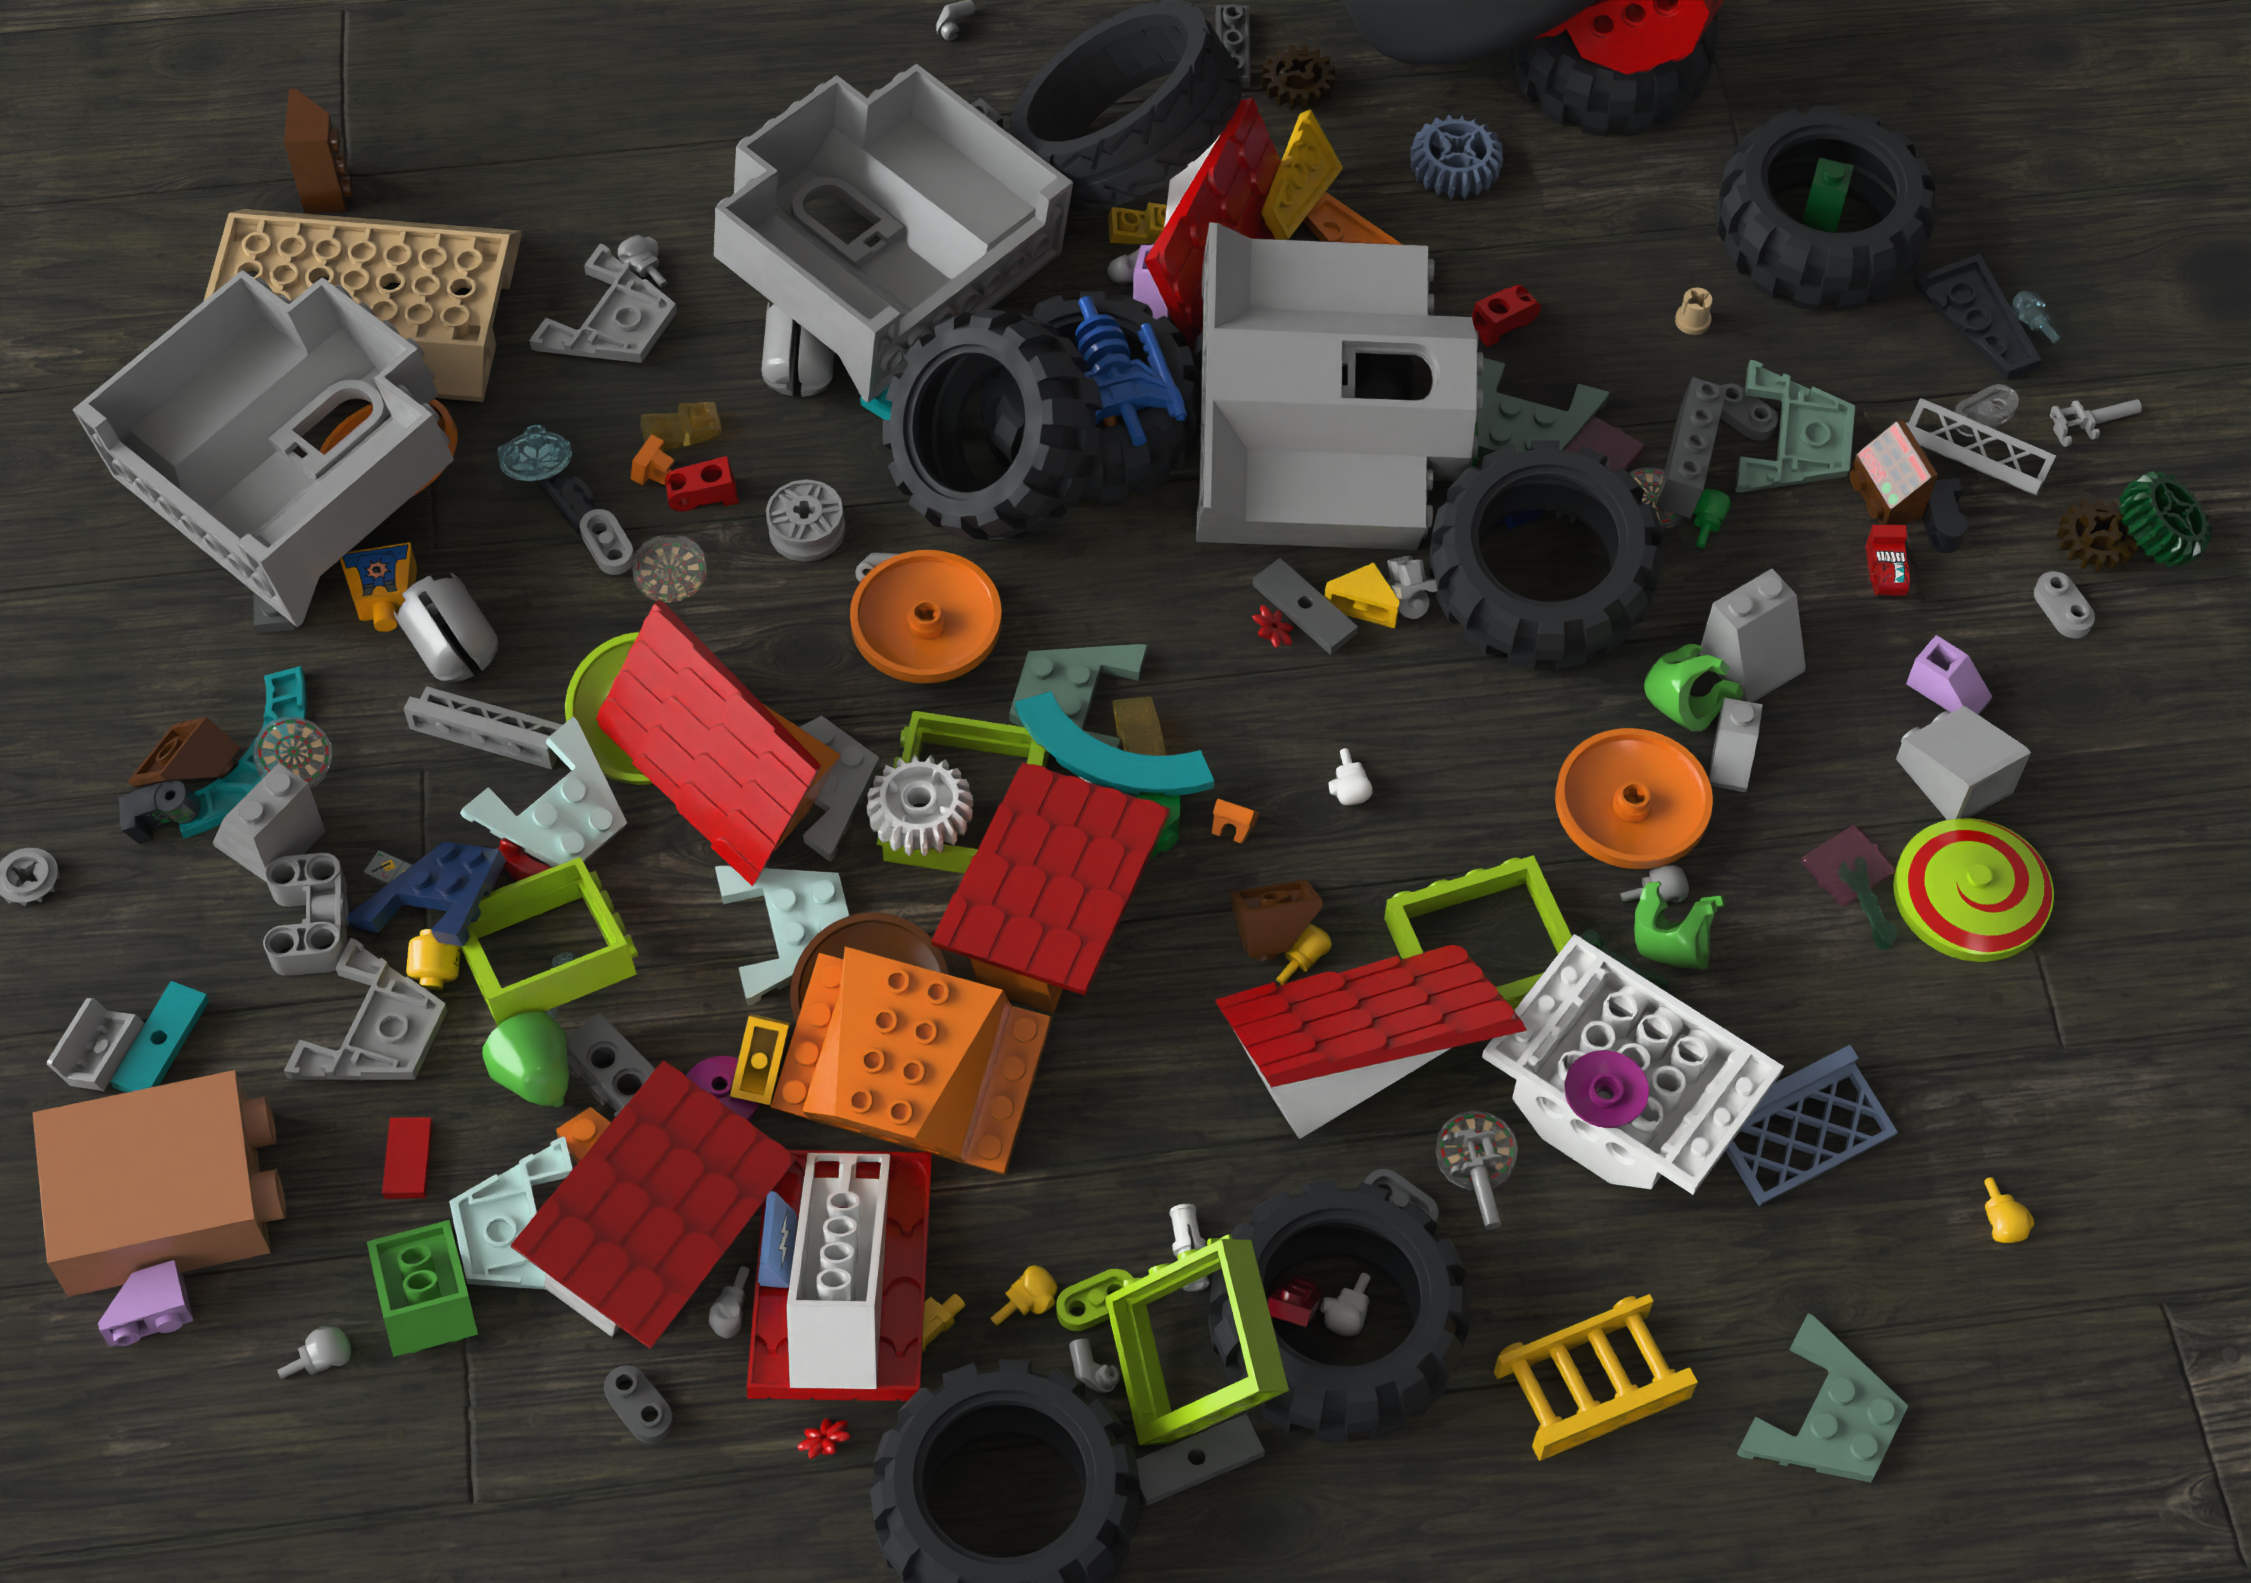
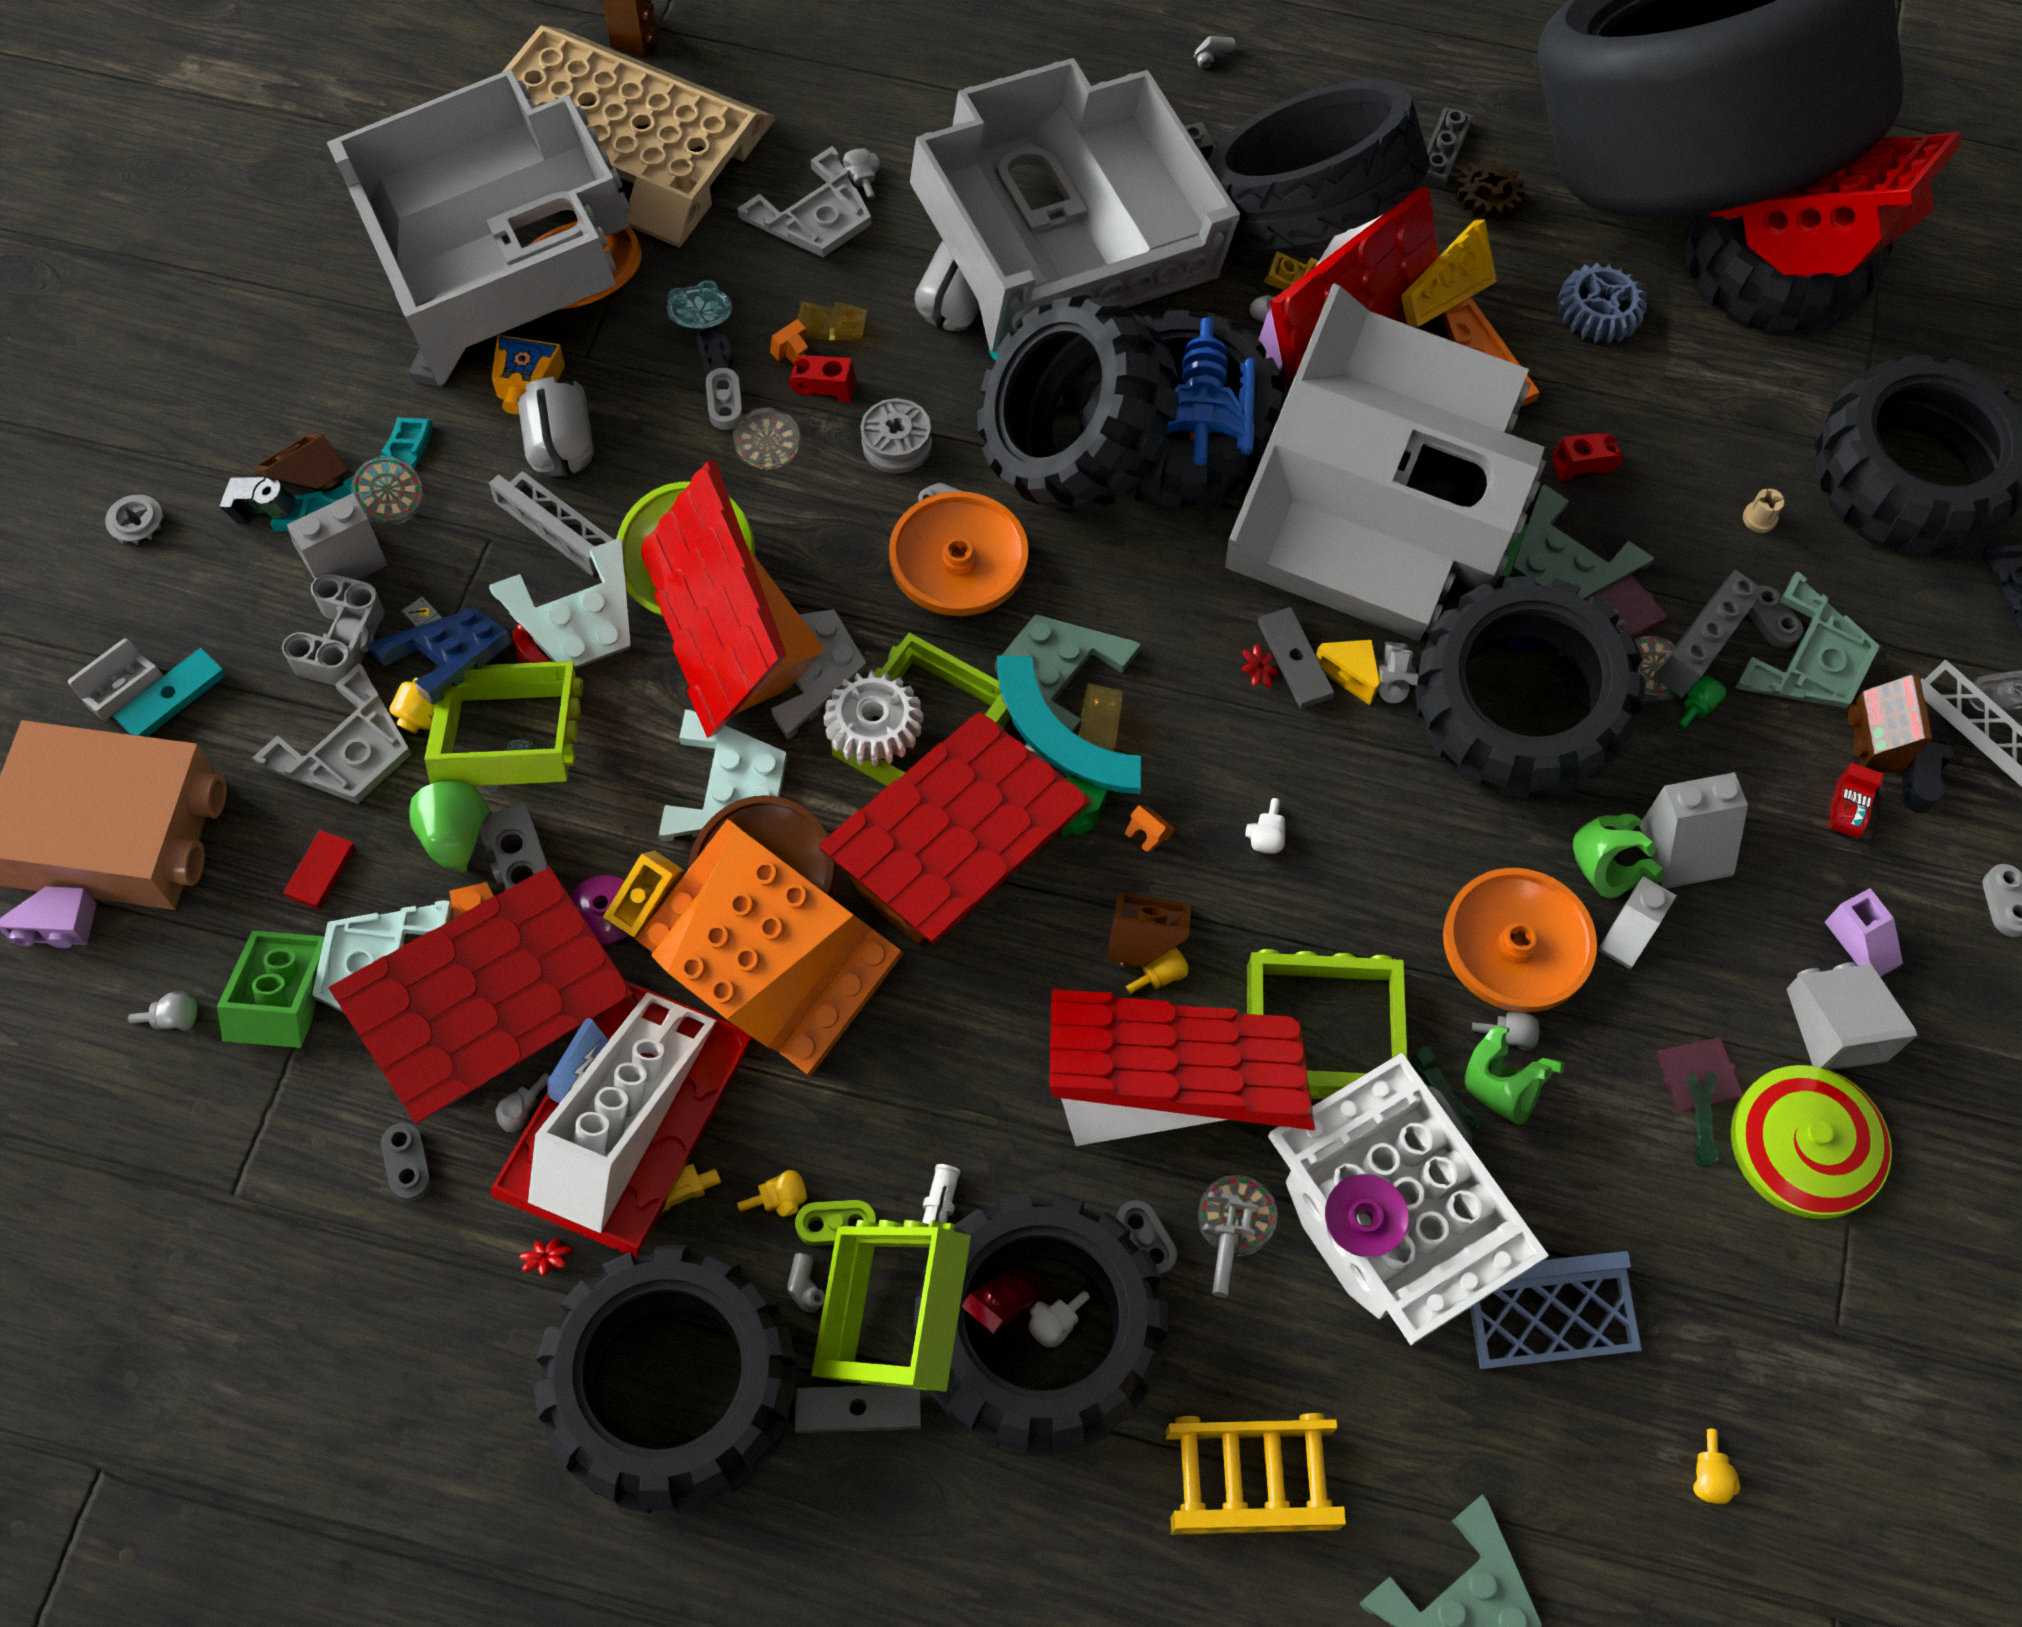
camera: 20 degrees right, 5 degrees up
(1827, 195) = (1930, 444): dark green slope -> none

